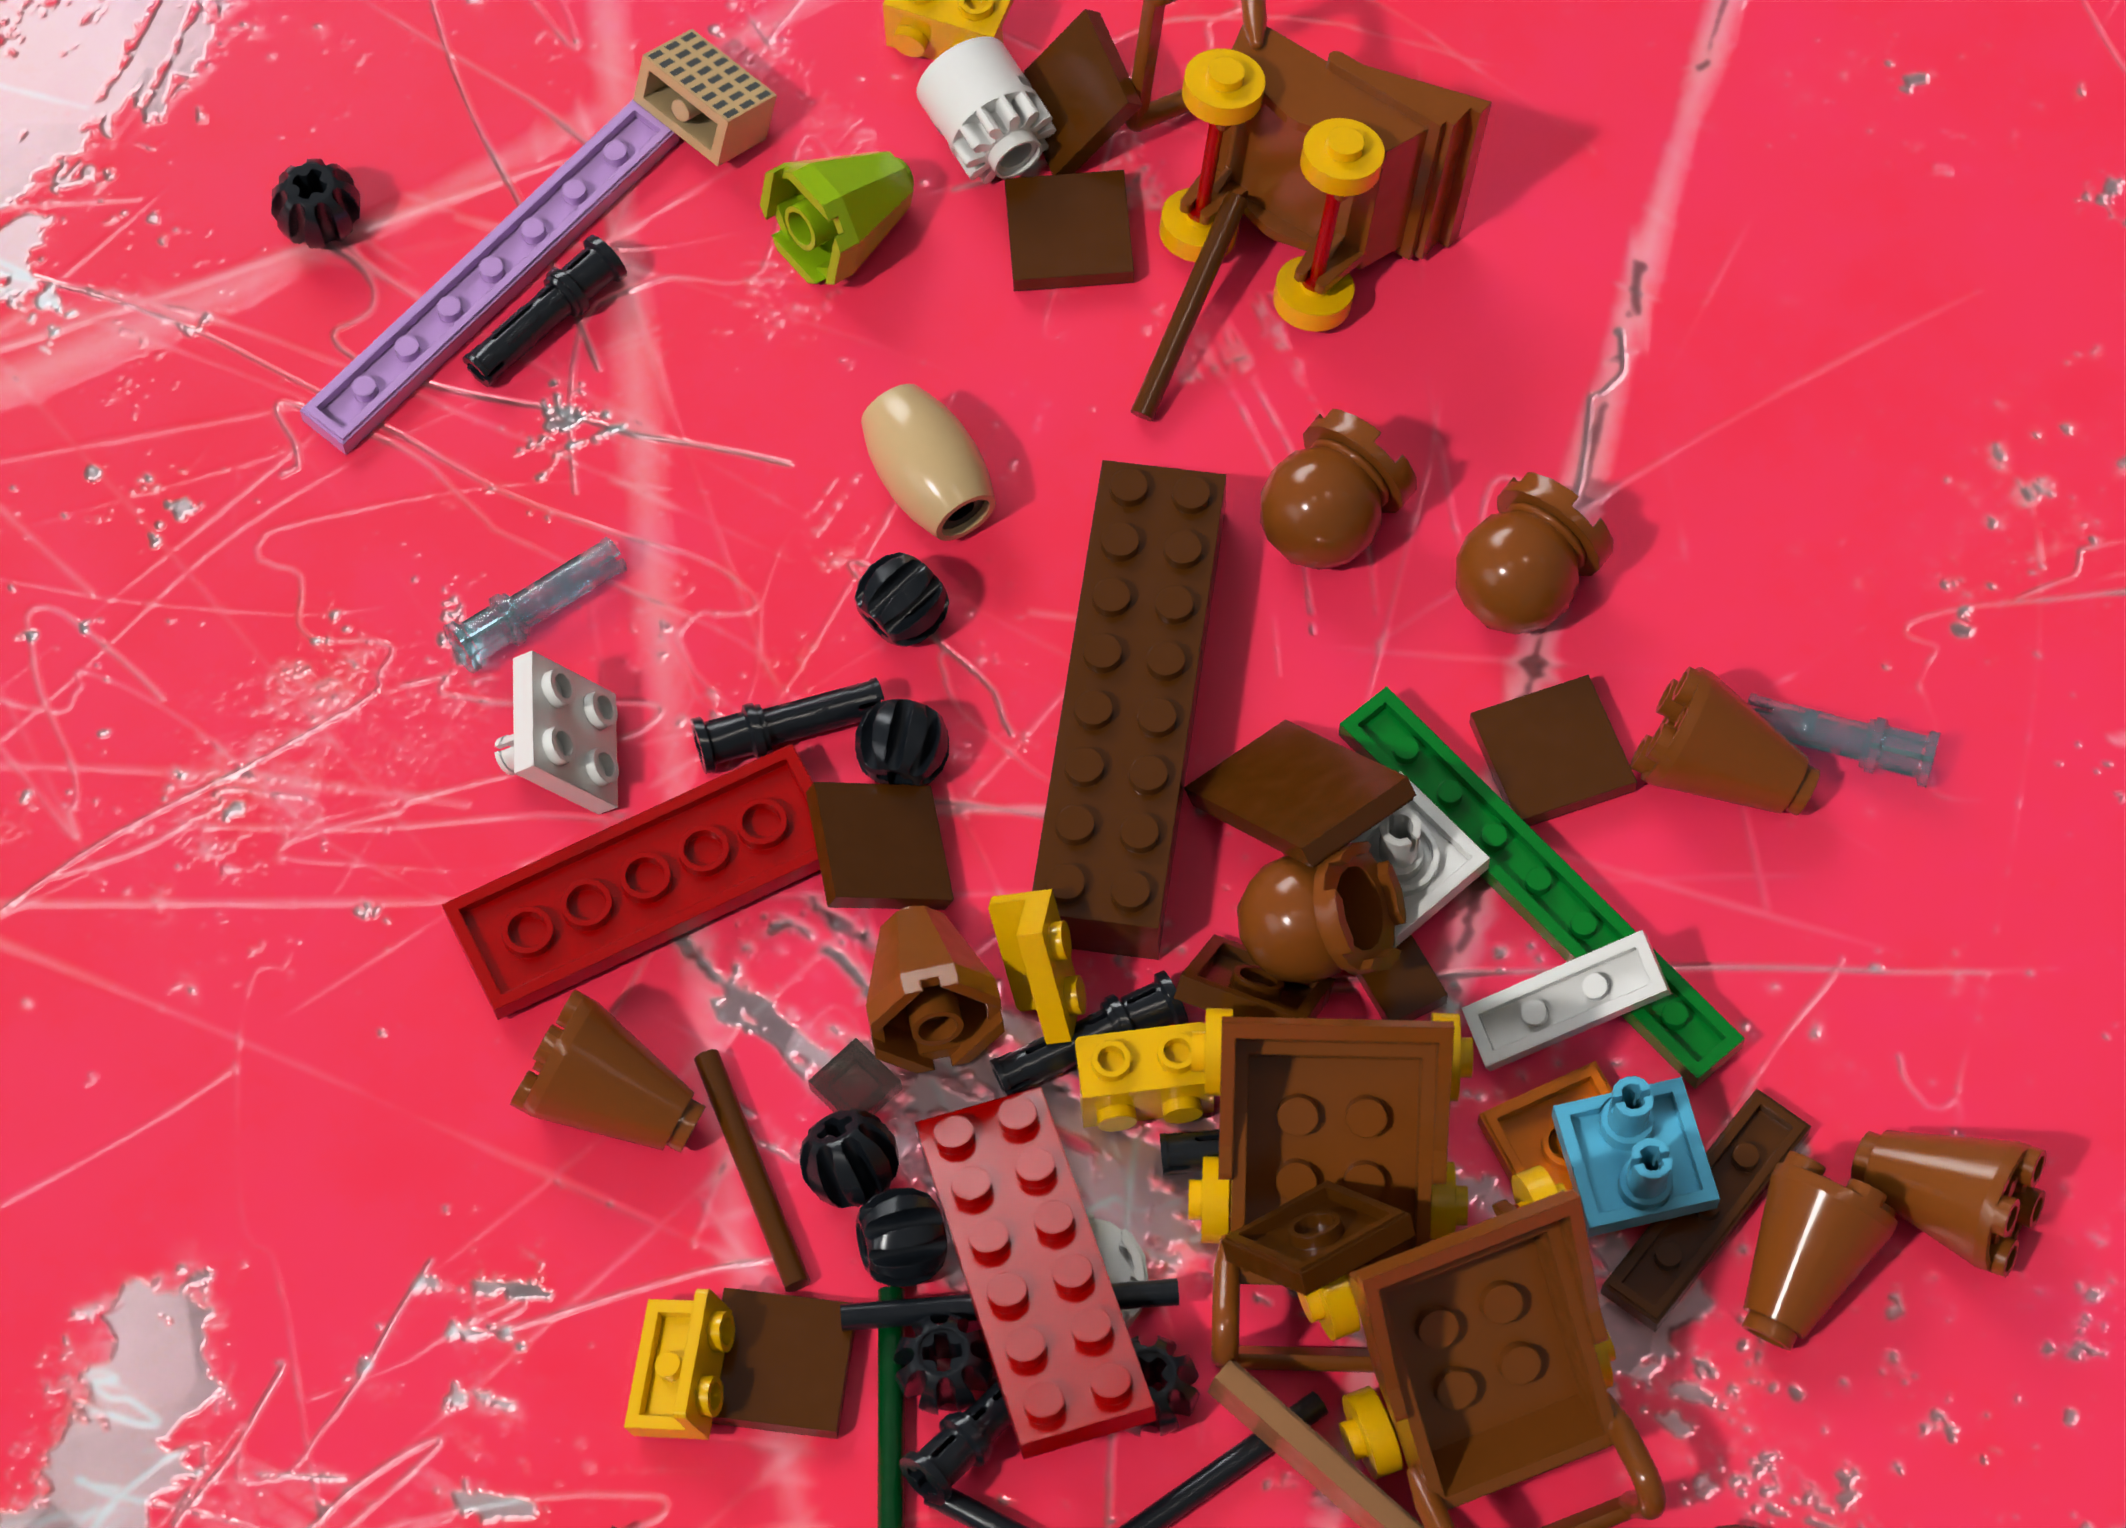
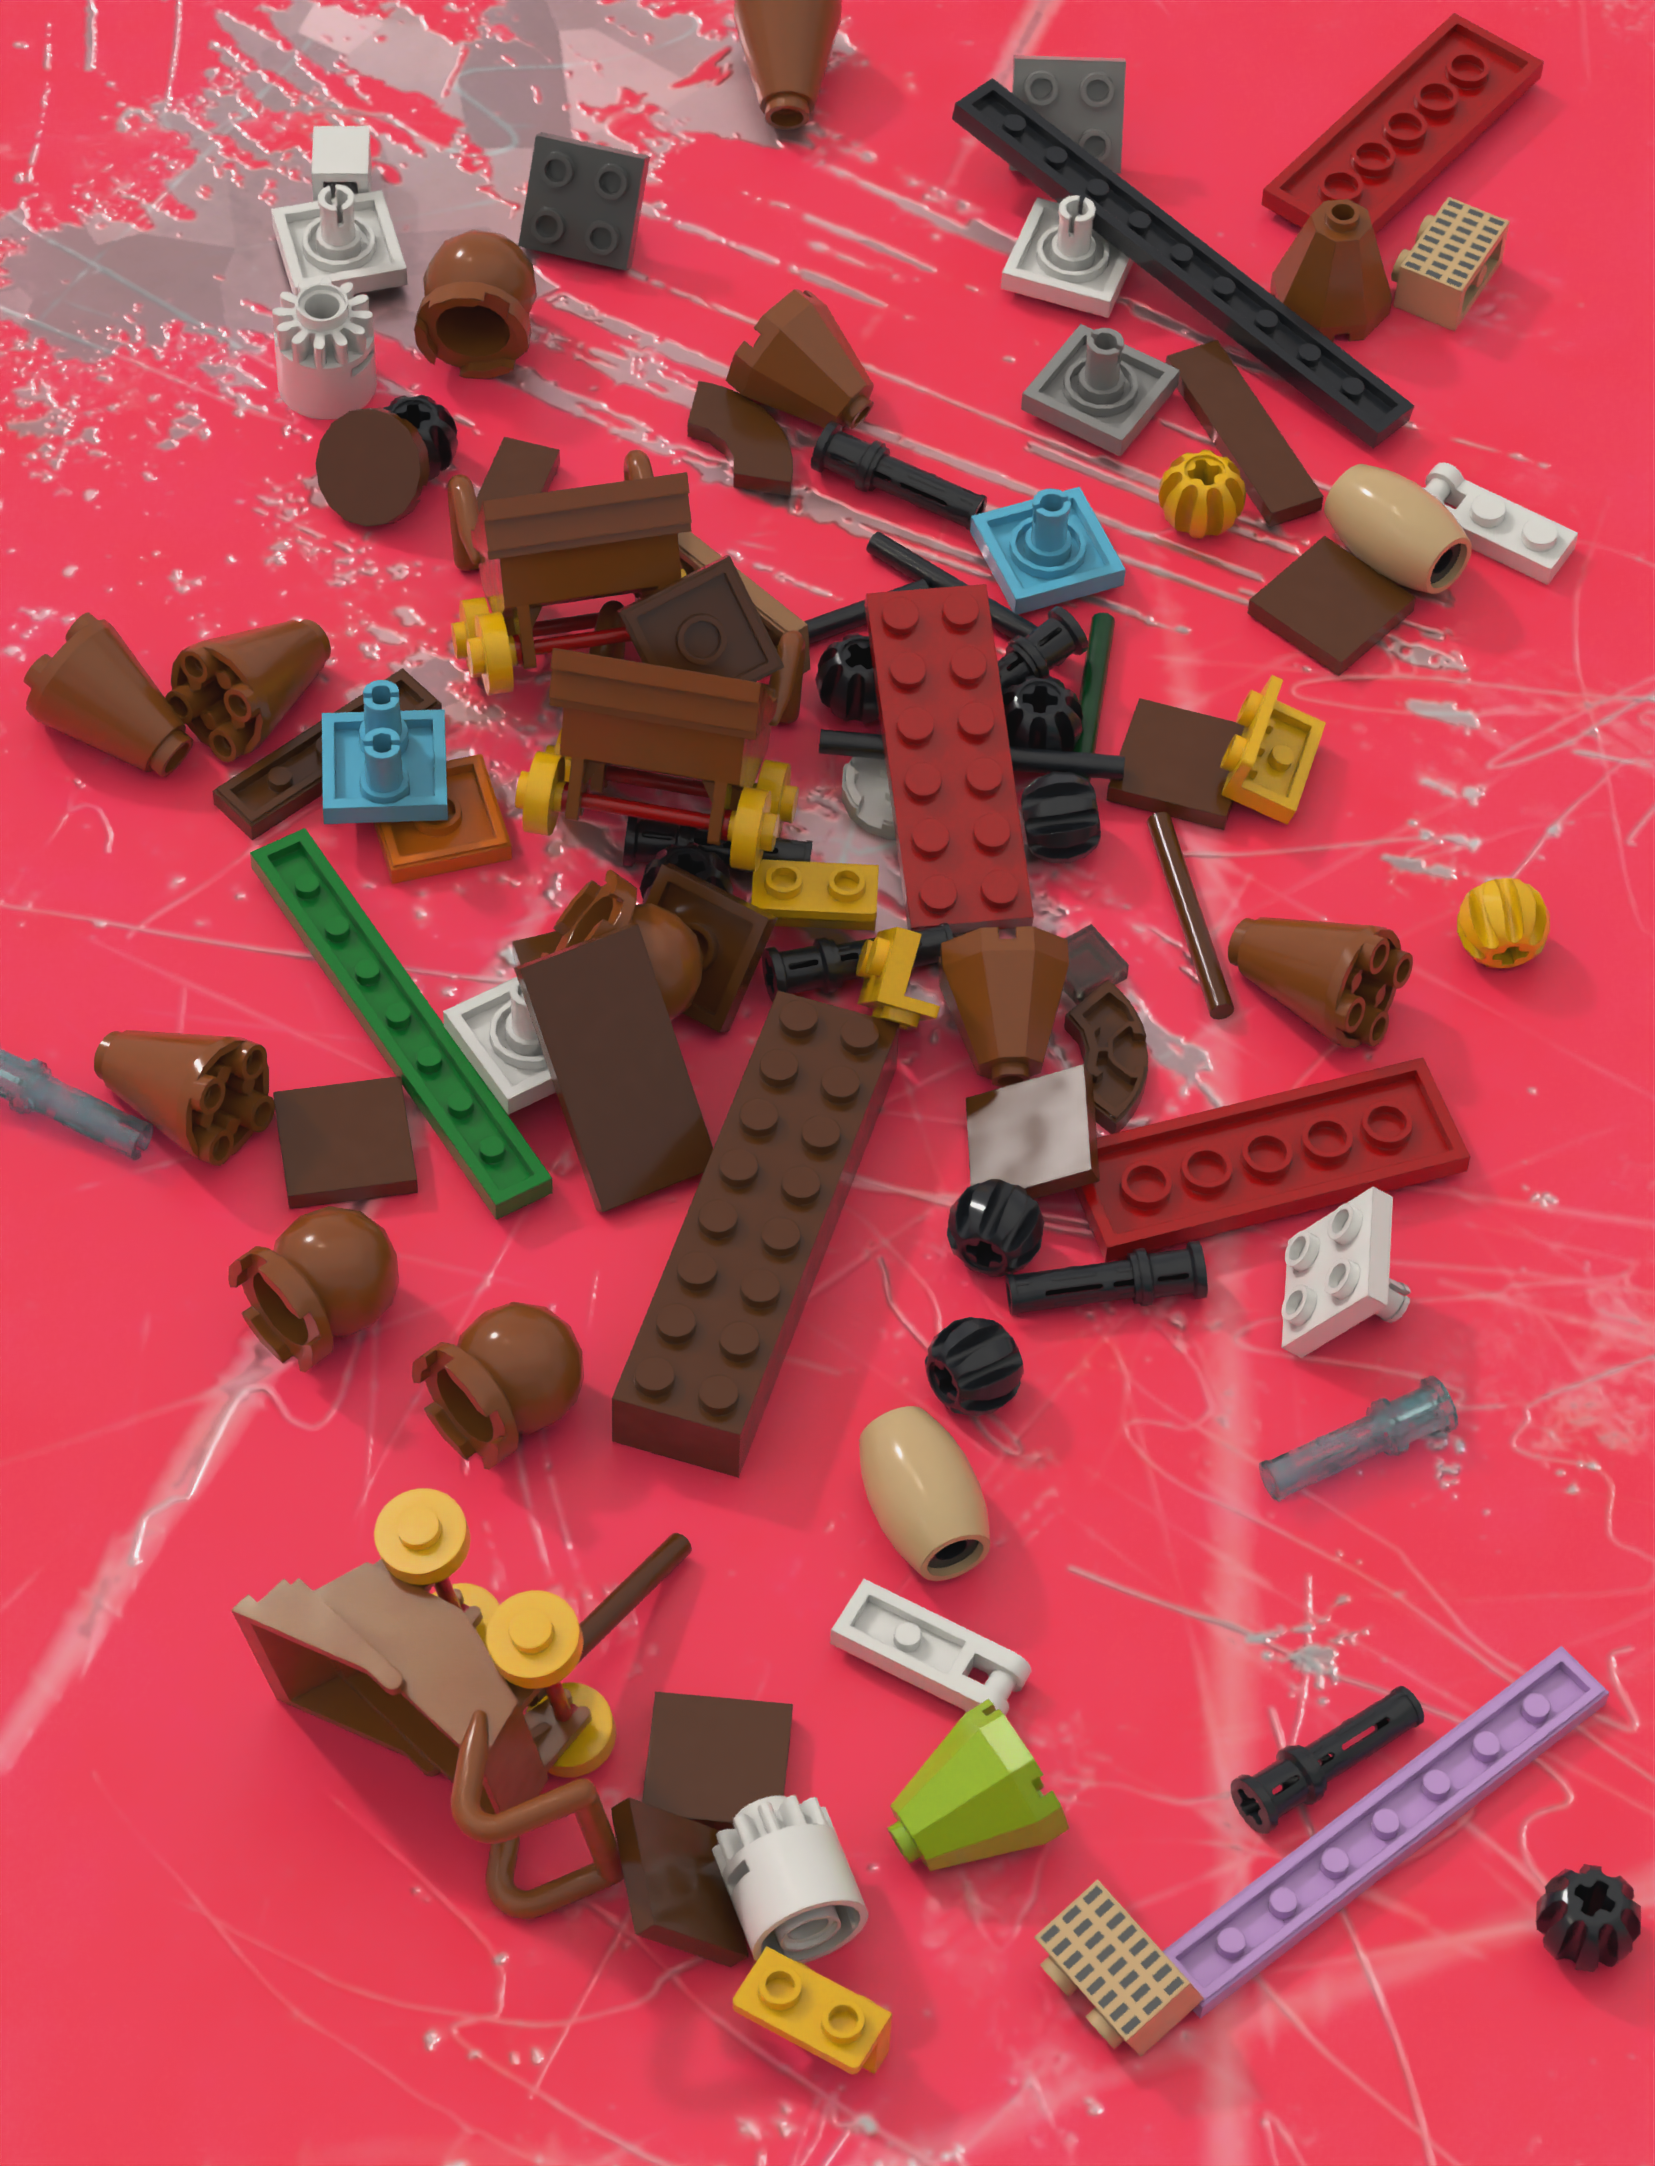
camera: 175 degrees left, 10 degrees down
(416, 1187) = (1503, 923): none -> yellow piece
(812, 983) = (1113, 1052): none -> reddish brown tile
(849, 1158) = (1088, 863): black piece -> none
(902, 345) = (927, 1649): none -> white plate
(1566, 1000) = (406, 896): white plate -> none

